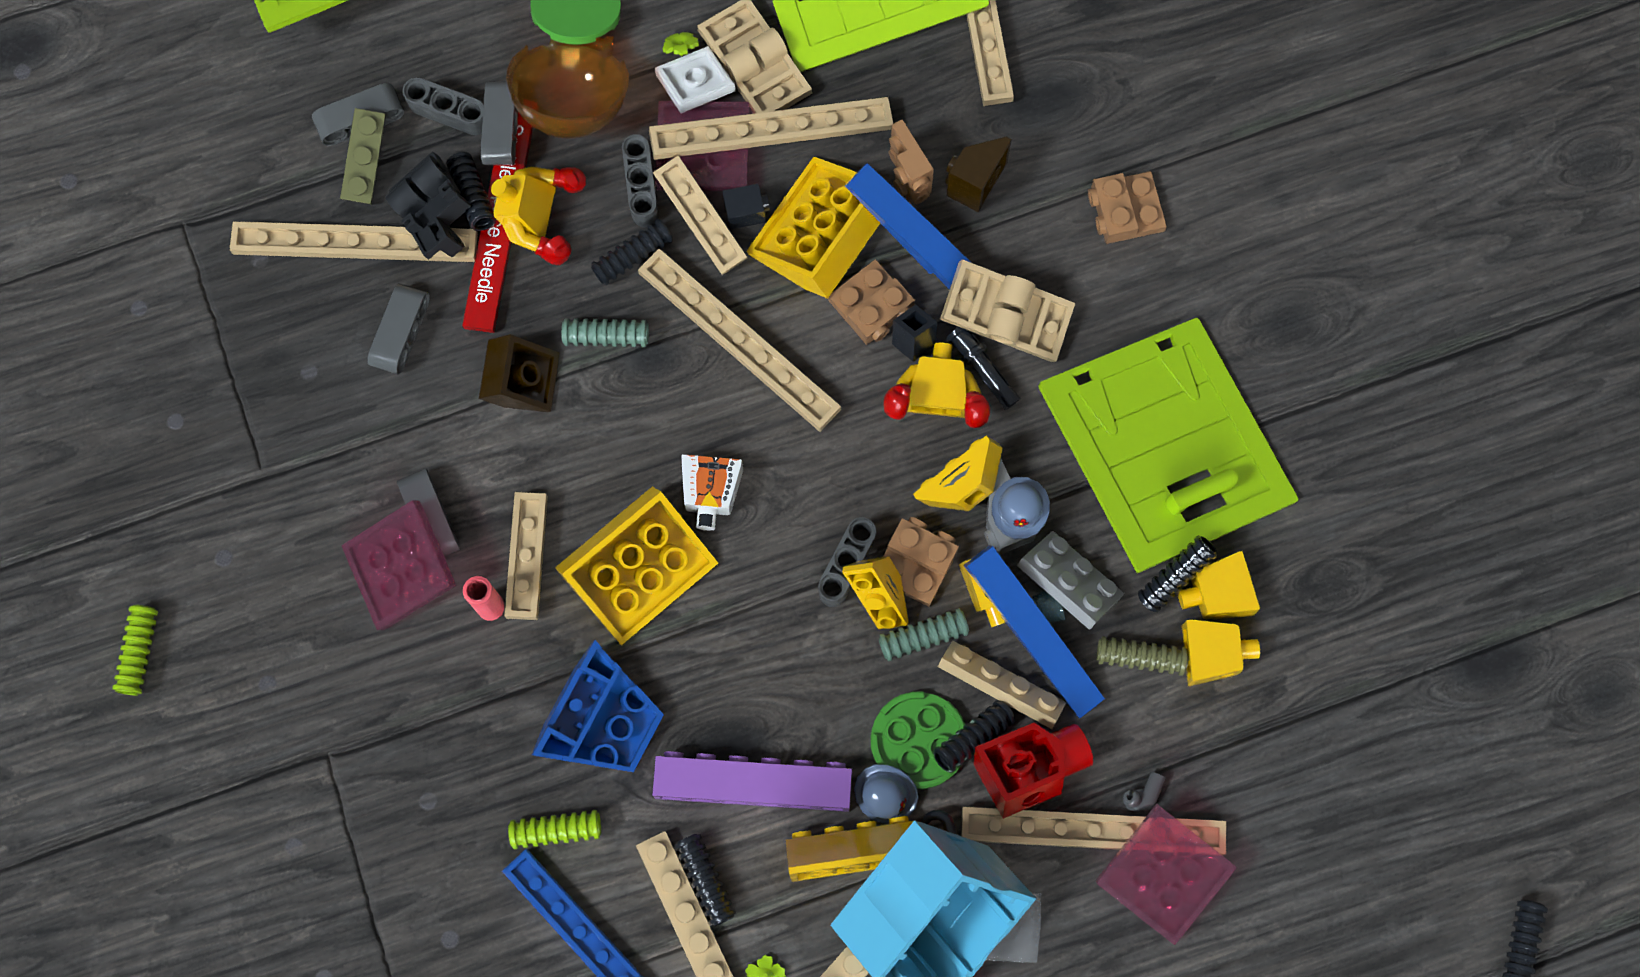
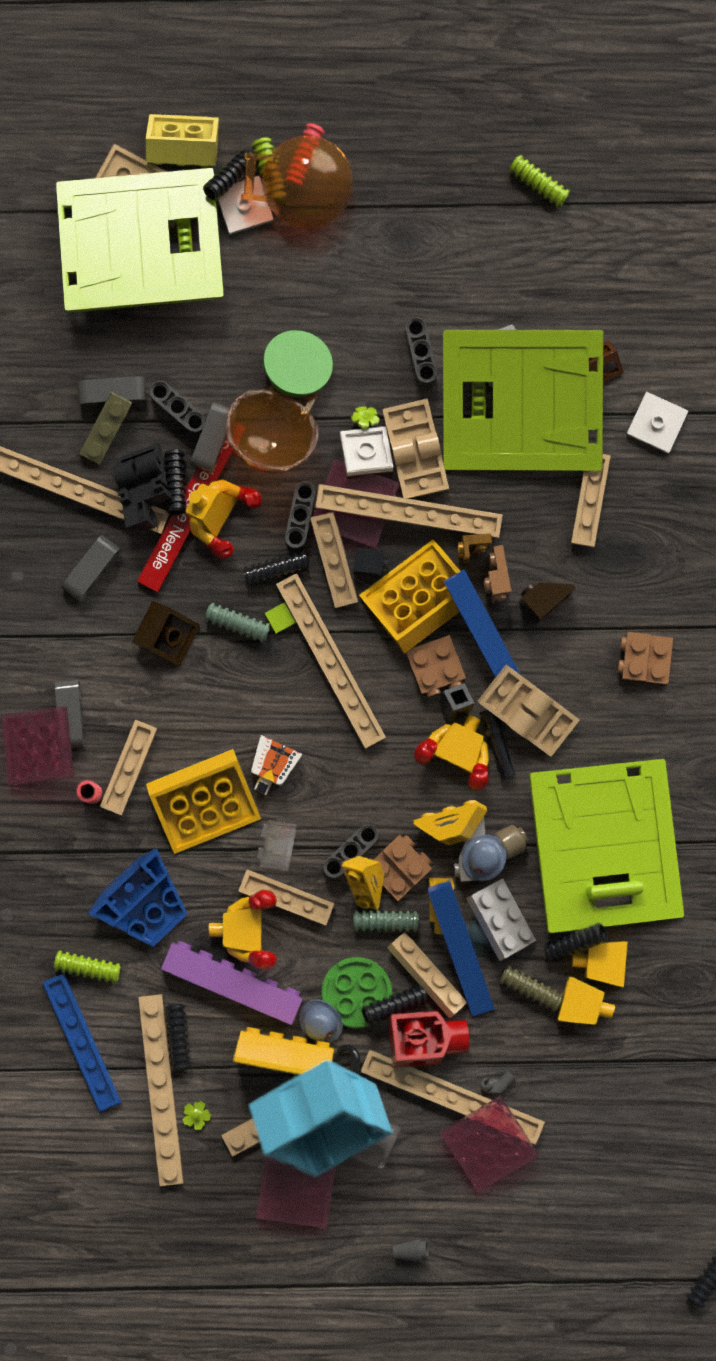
camera: 15 degrees right, 10 degrees up
(657, 310) = (280, 618): none -> lime tile
(743, 708) = (243, 929): none -> yellow torso
(751, 585) = (278, 845): none -> clear slope
(785, 649) = (288, 897): none -> tan plate
(866, 137) = (477, 543): none -> pearl gold bracket
(1050, 475) = (513, 840): none -> dark tan head

